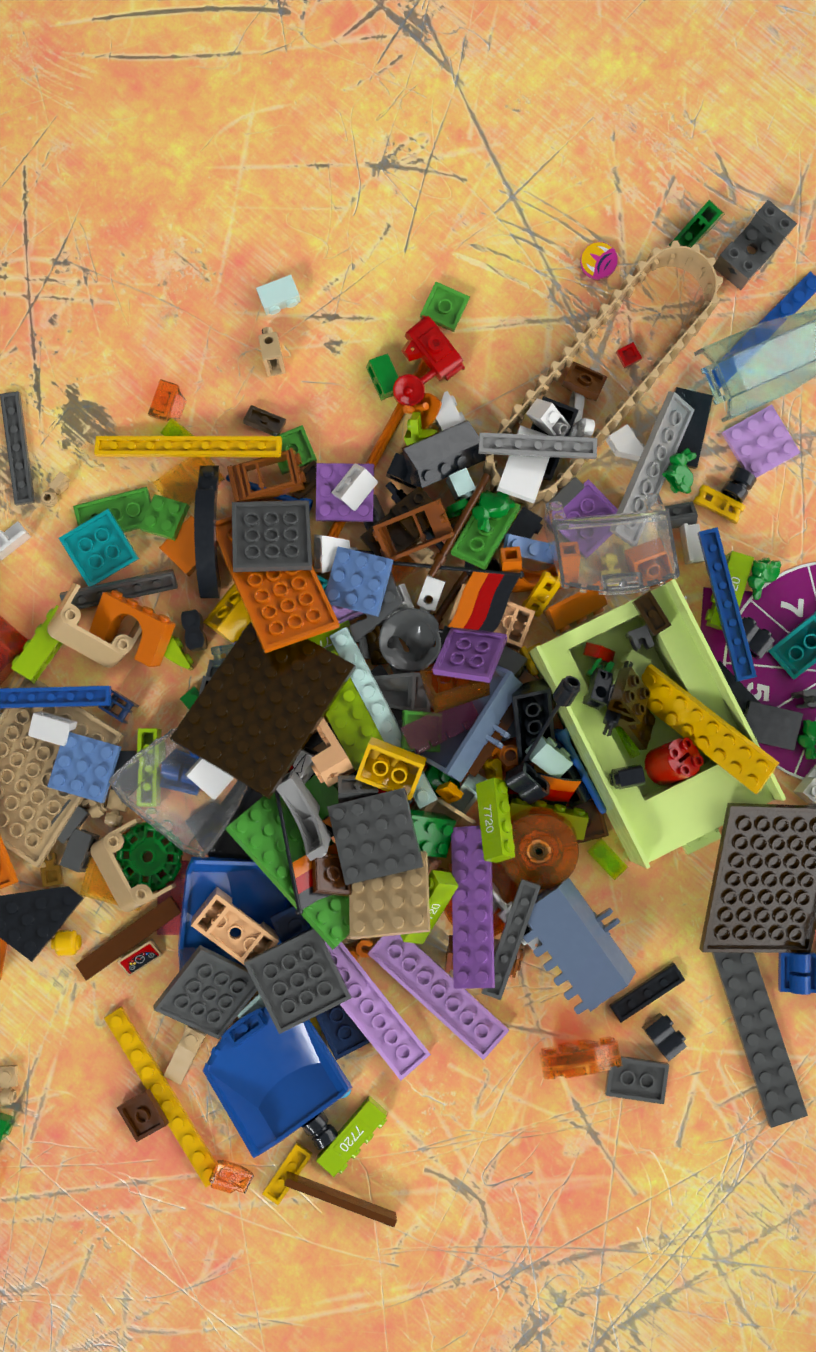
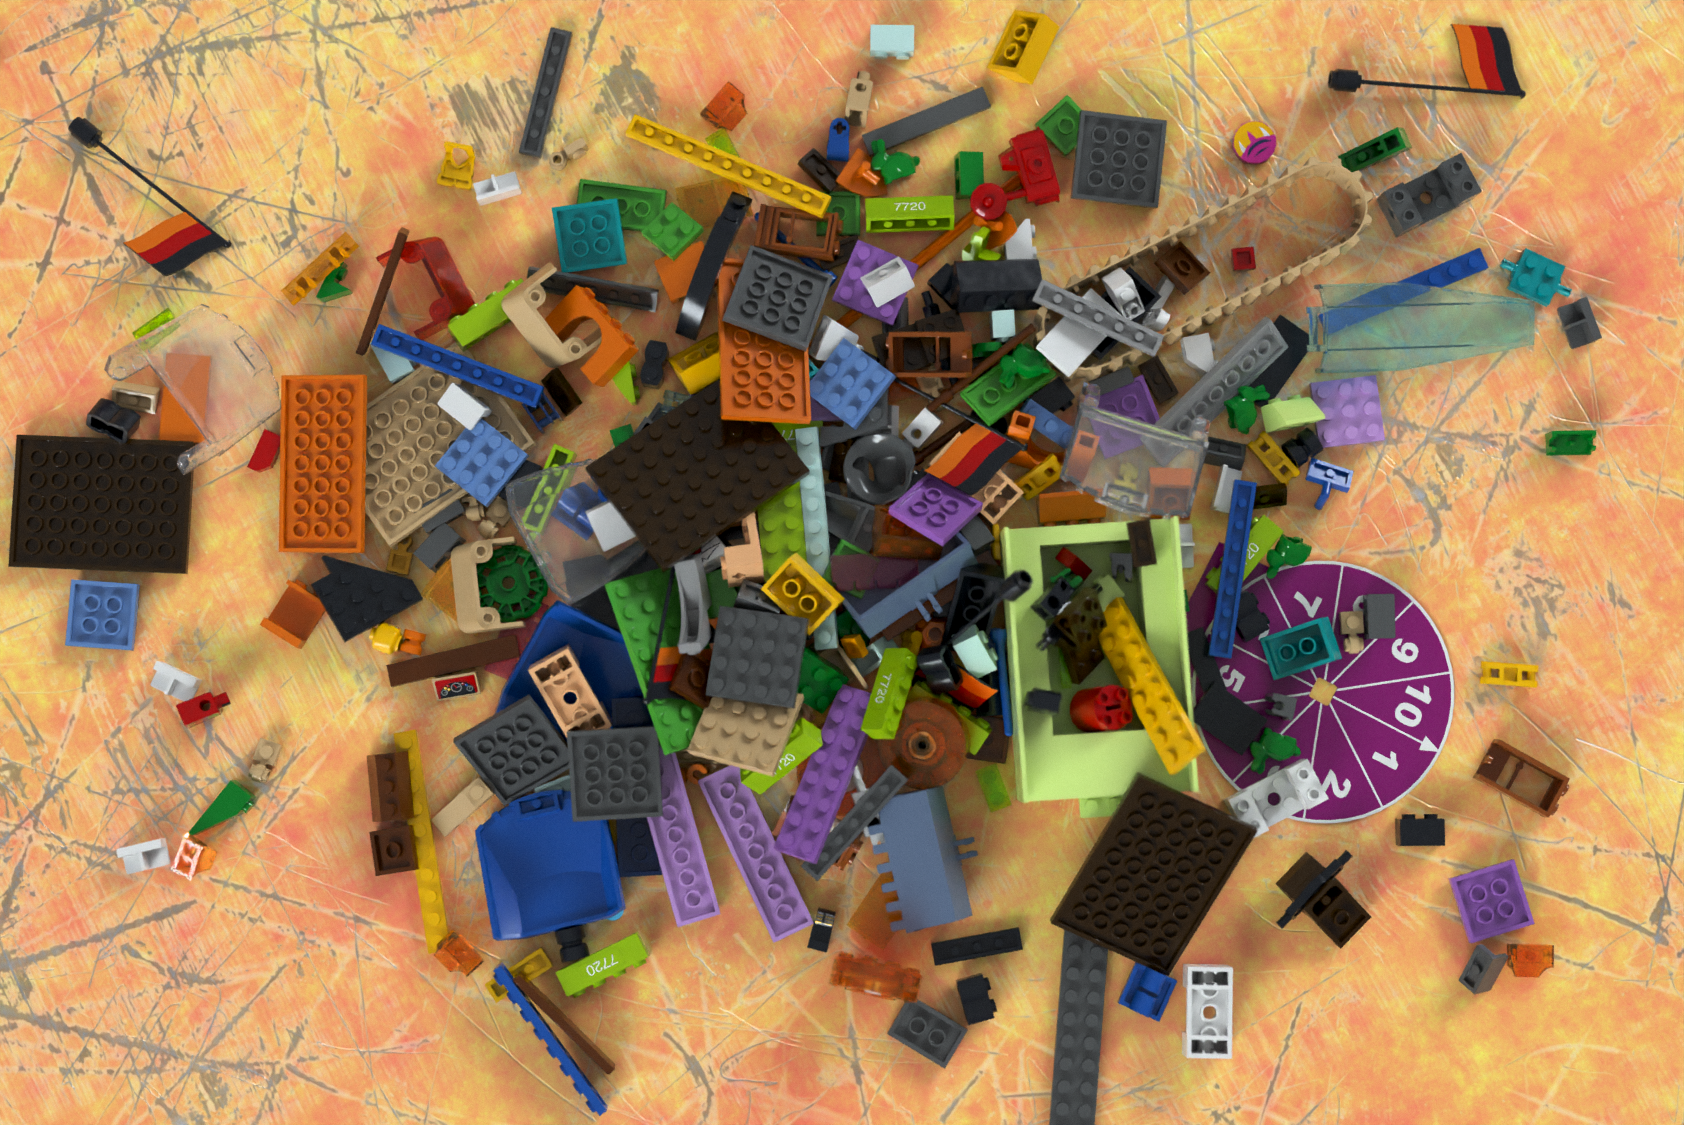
camera: 25 degrees right, 0 degrees up
(89, 937) = (412, 642): none -> orange wheel
(119, 1064) = (390, 786): none -> reddish brown slope
(128, 683) = (561, 391): none -> dark brown plate
(269, 393) = (838, 143): none -> blue piece
(299, 412) = (860, 178): none -> orange shield
(320, 393) = (893, 165): none -> green animal
(332, 348) = (929, 120): none -> dark grey tile
(339, 1220) = (555, 1047): none -> blue plate
(349, 426) = (909, 214): none -> lime brick
(385, 257) = (1023, 46): none -> yellow slope
(498, 315) = (1118, 159): none -> dark grey plate
(518, 1033) = (821, 930): none -> black leg
(552, 1003) = (871, 916): none -> clear yellow piece
(602, 478) = (1158, 379): none -> dark brown plate
(719, 461) = (1290, 414): none -> yellowish green slope
(731, 532) = (1270, 496): none -> dark brown plate
(750, 123) = (1483, 57): none -> flag
(770, 500) = (1330, 477): none -> blue plate

